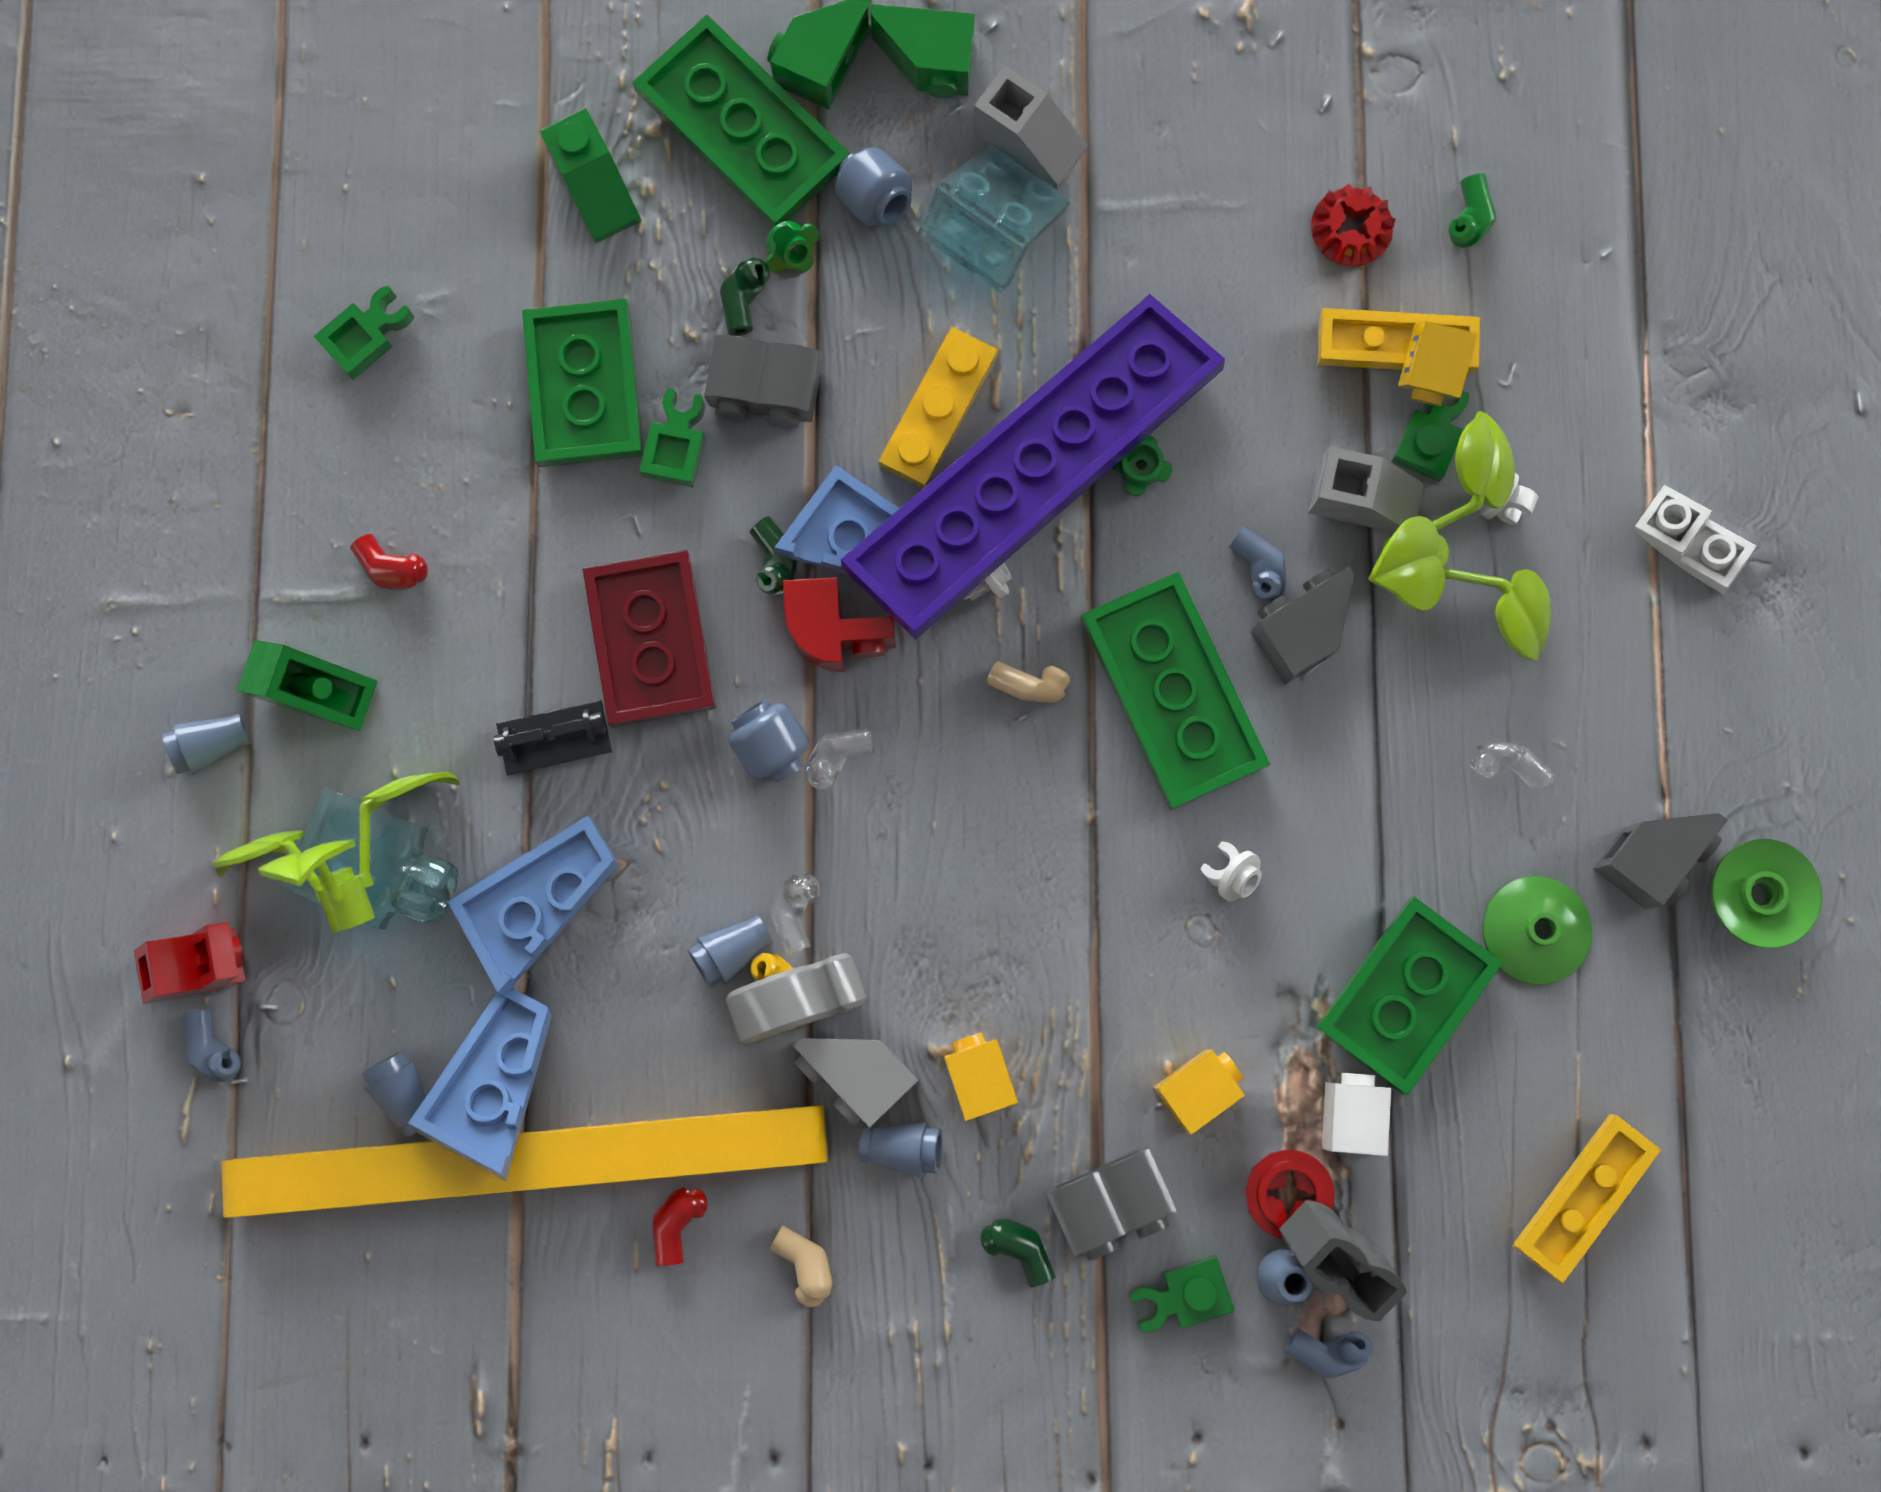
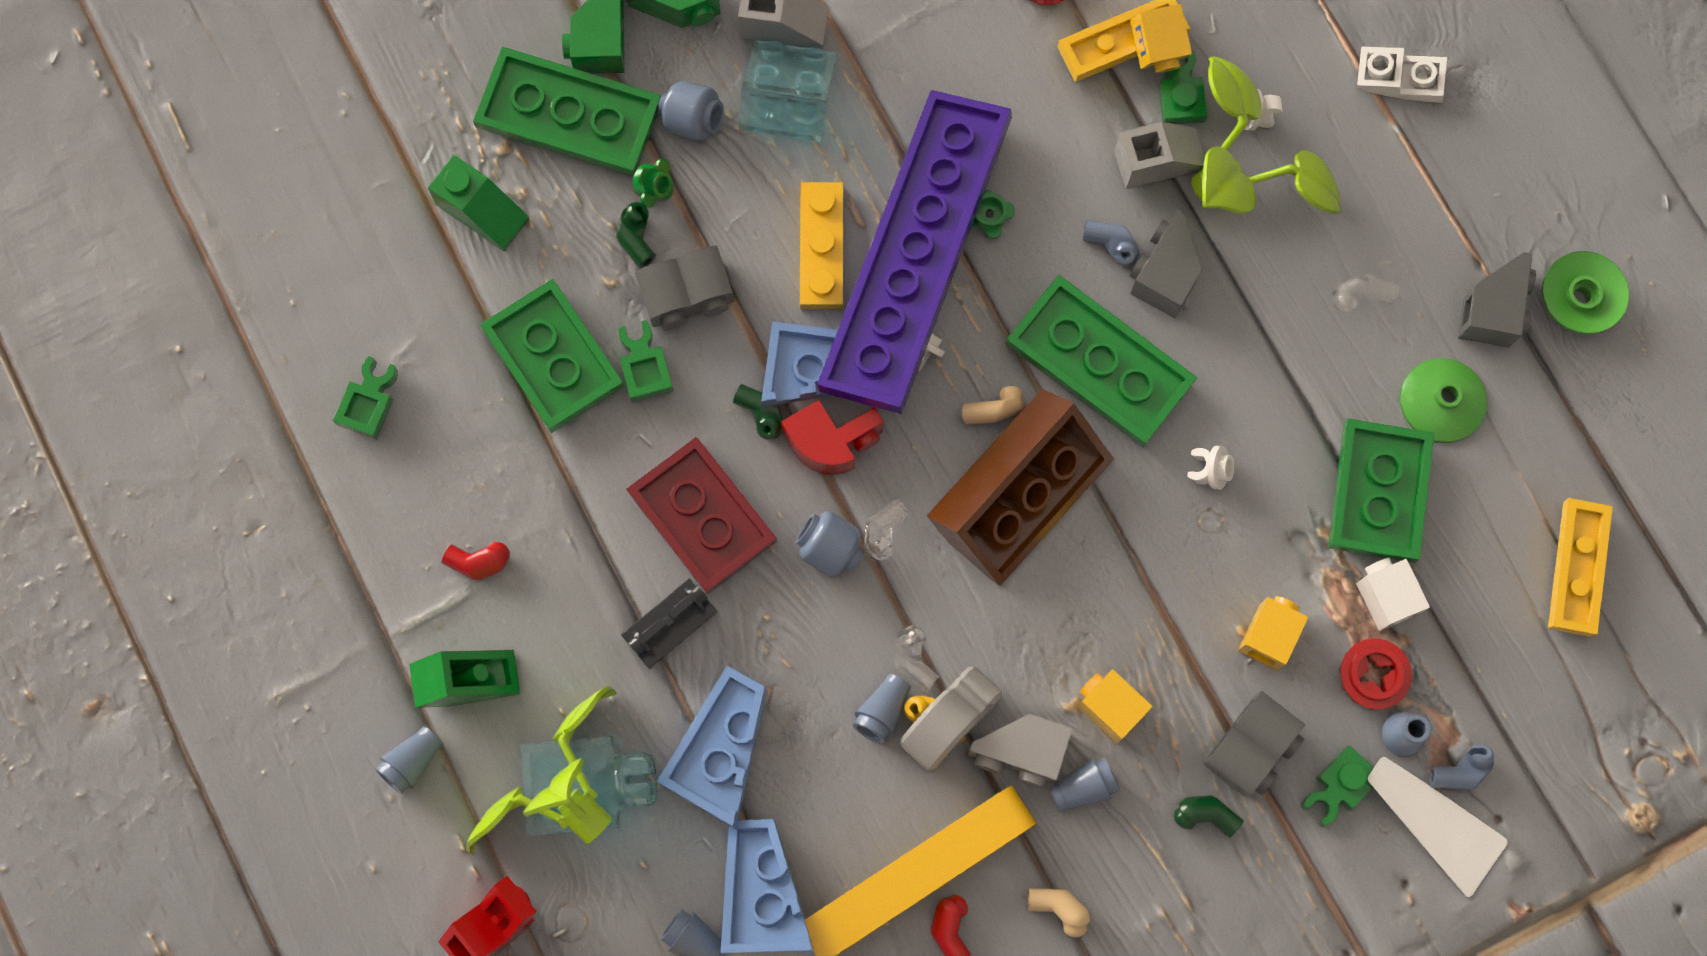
camera: 30 degrees left, 5 degrees down
(1011, 784) = (1021, 486): none -> reddish brown slope
(1273, 1407) = (1448, 832): none -> white sticker
(1342, 1261) = (1439, 696): dark grey brick -> none

